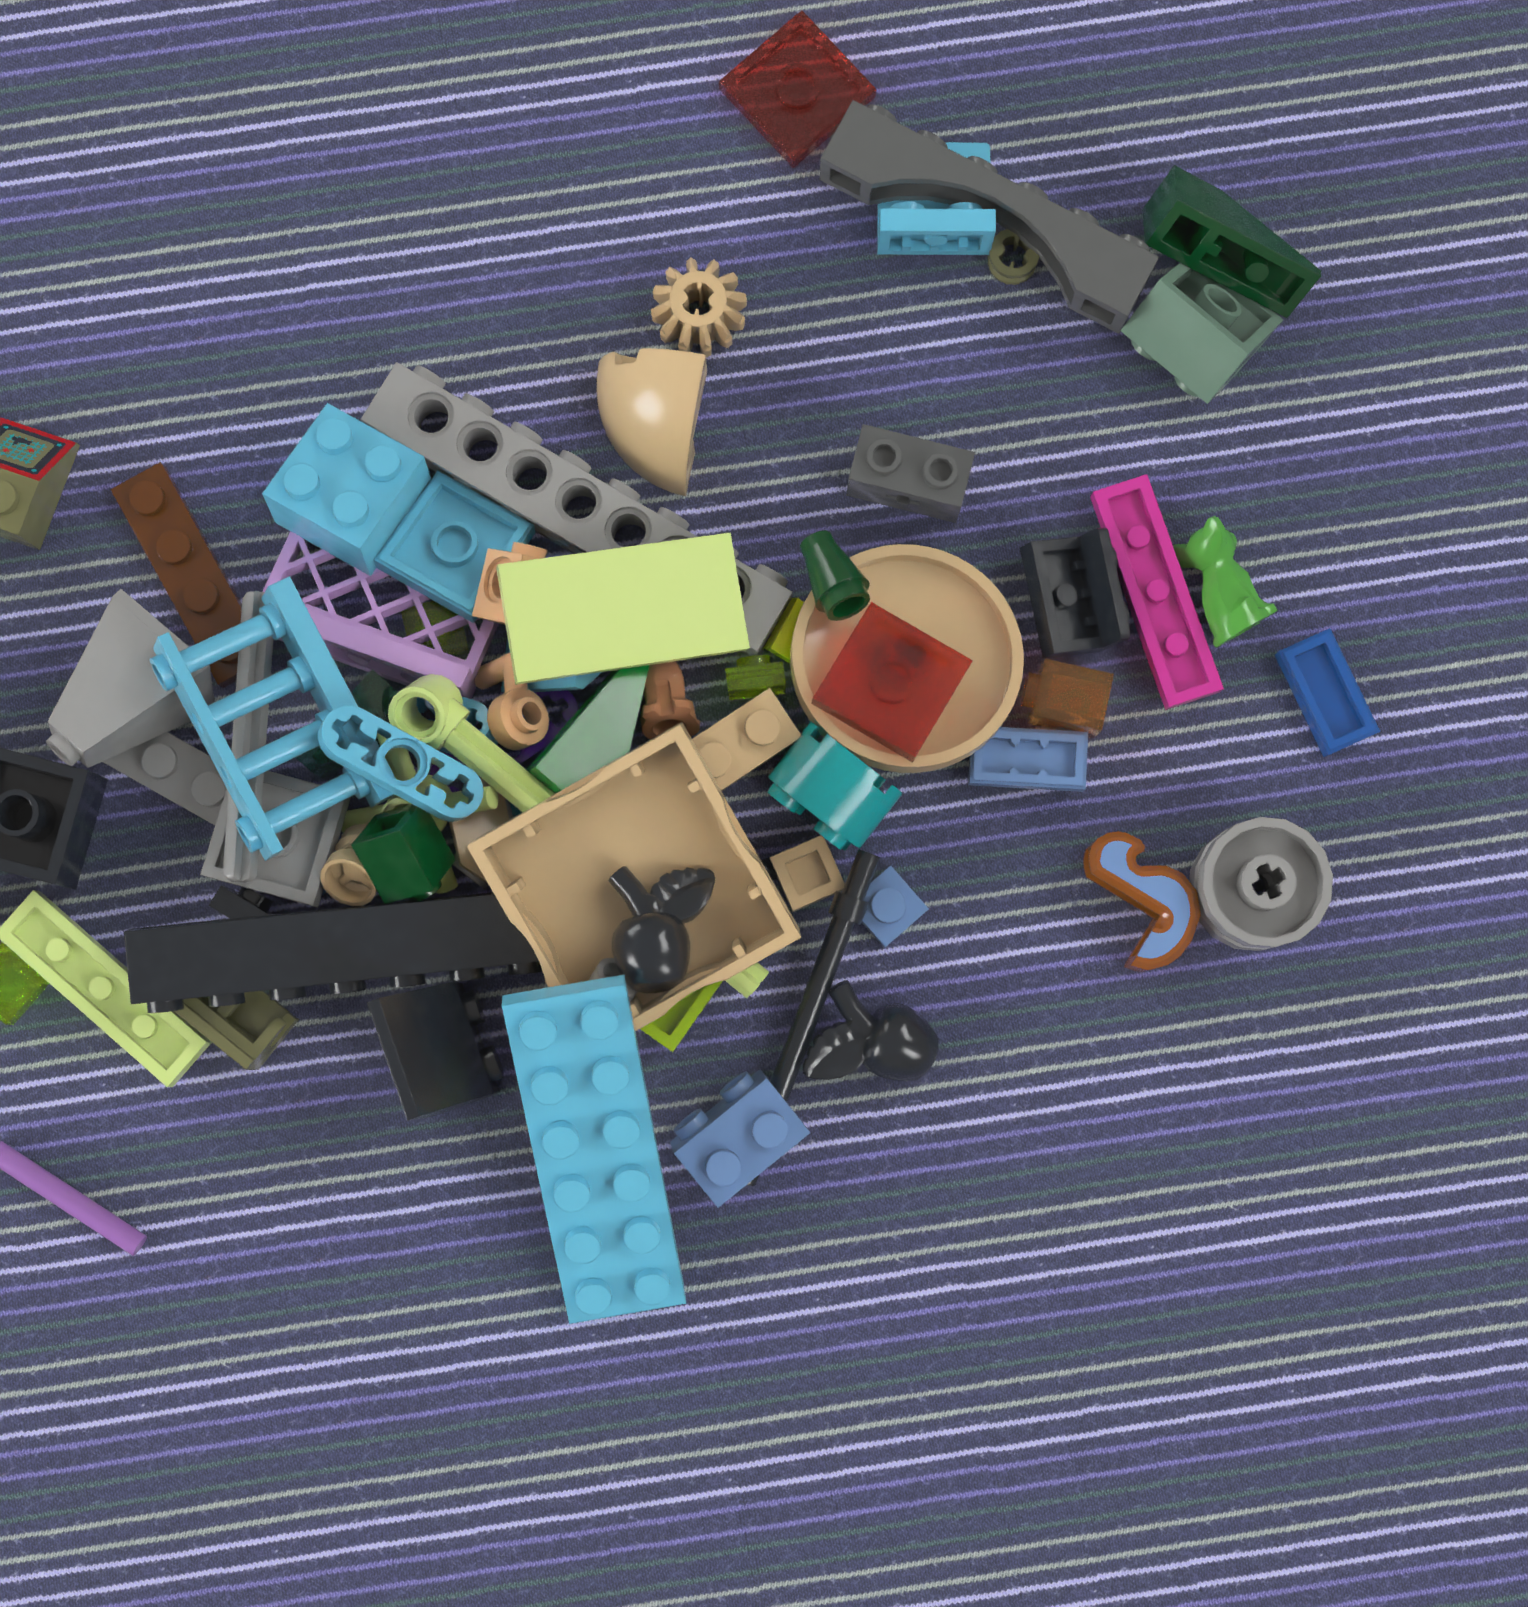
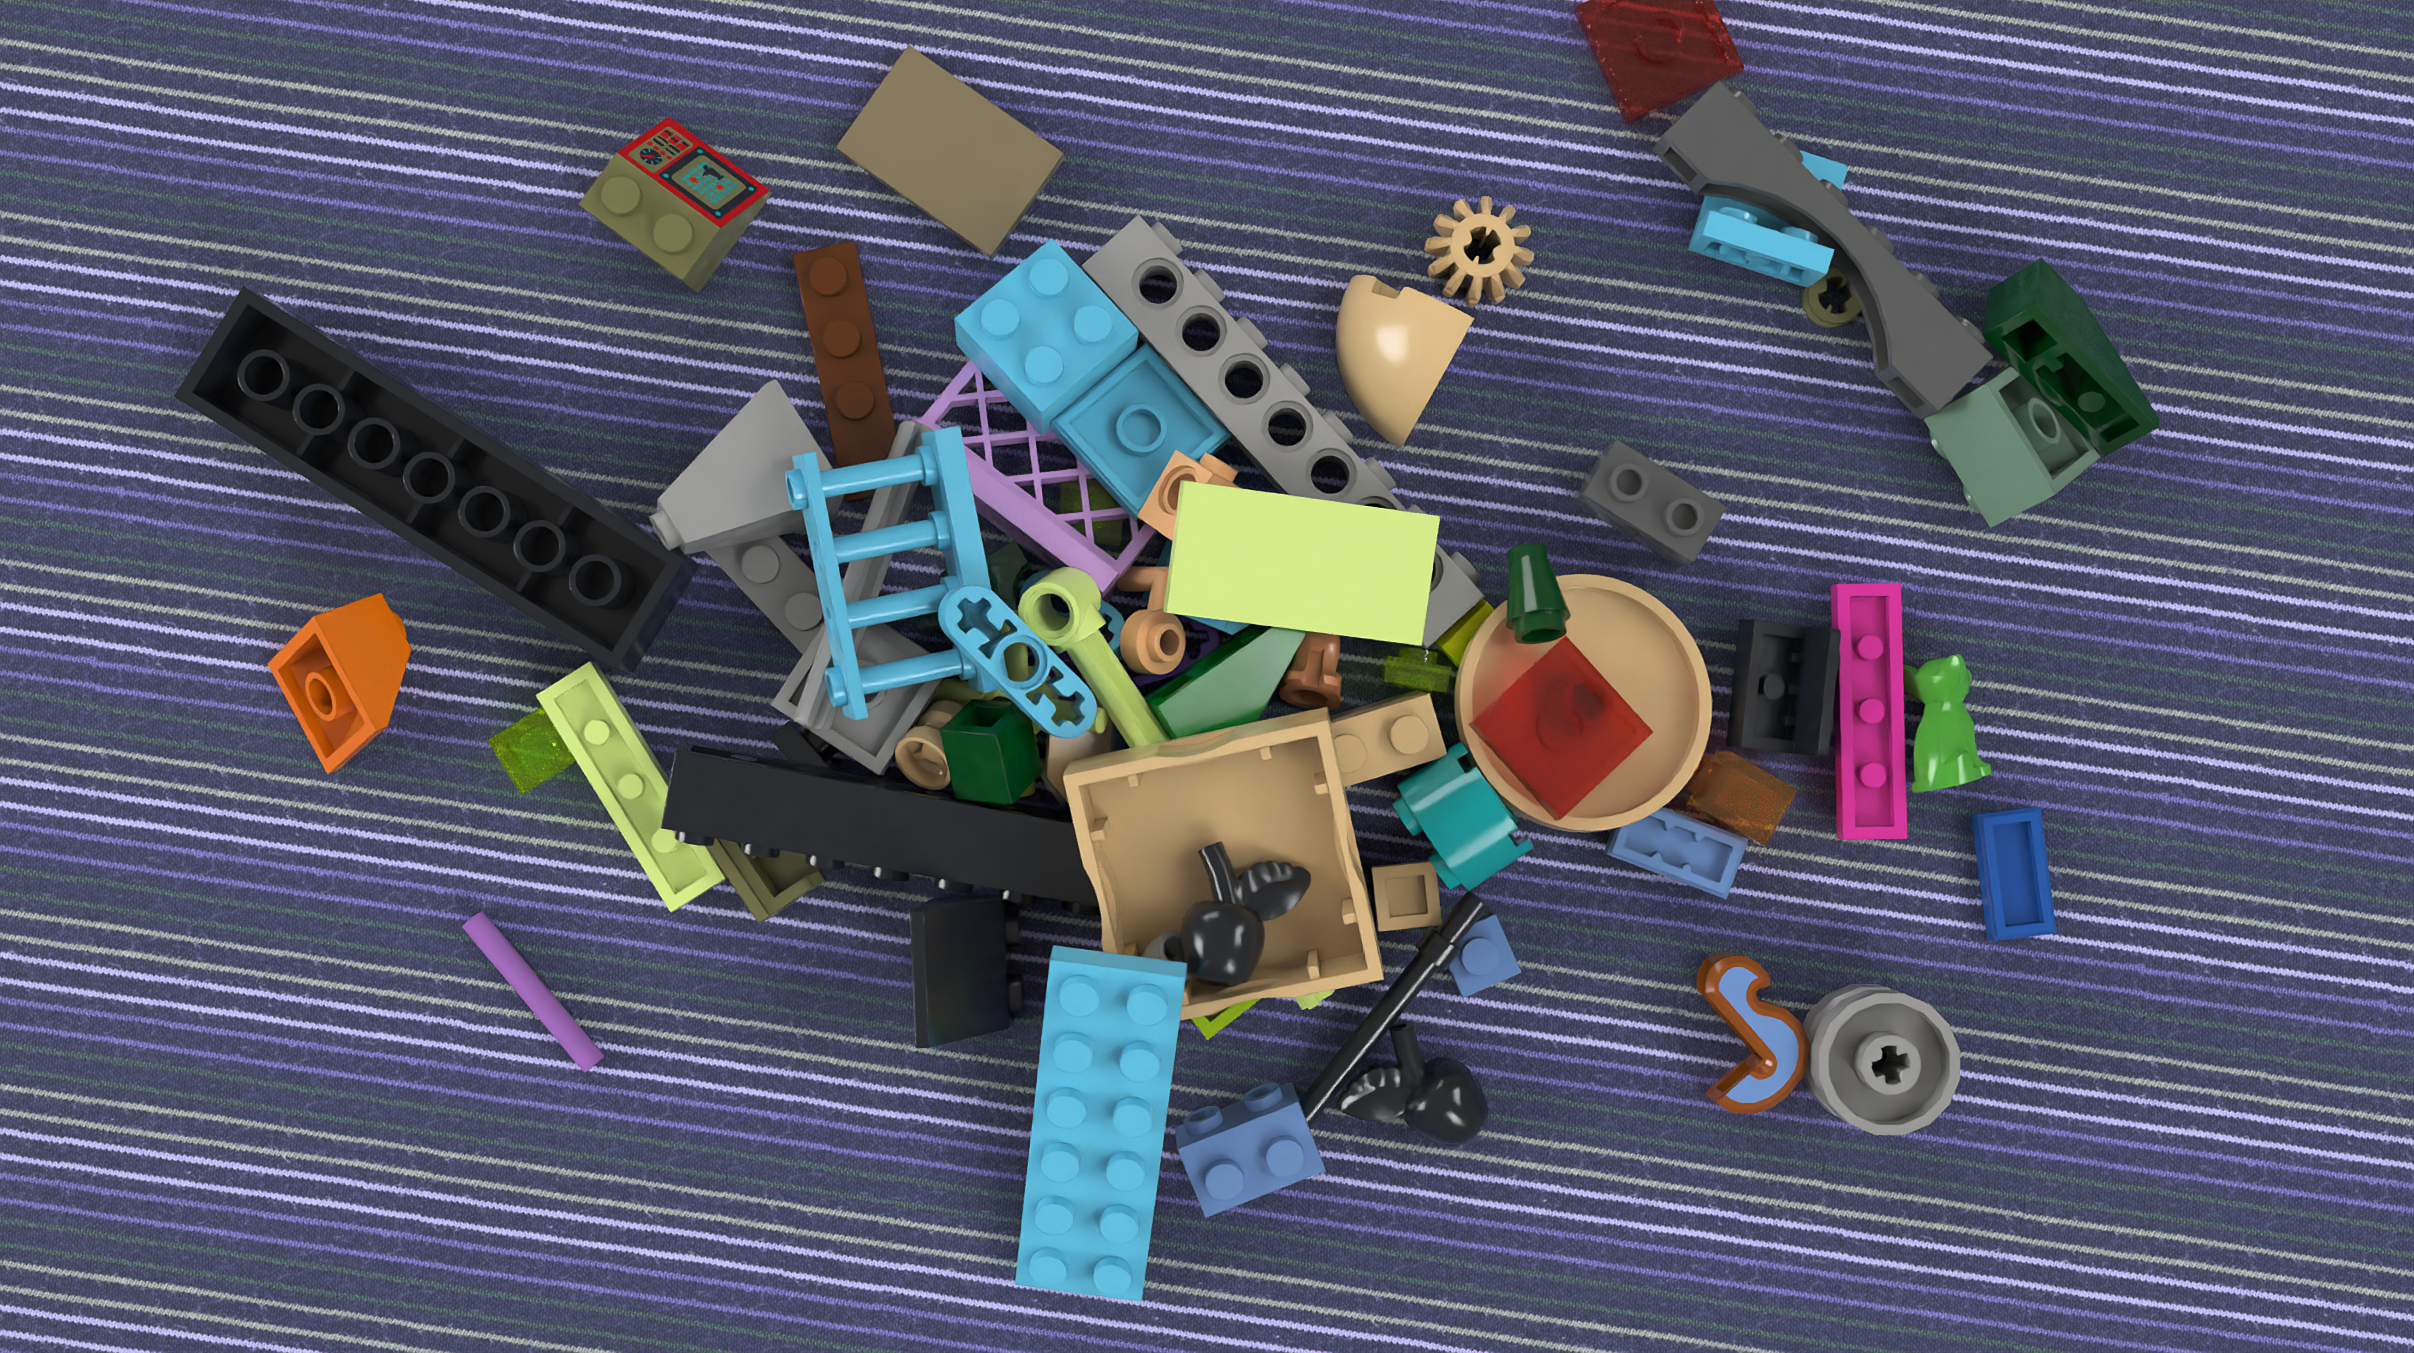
camera: 15 degrees right, 5 degrees up
(222, 363) = (950, 152): none -> dark tan tile

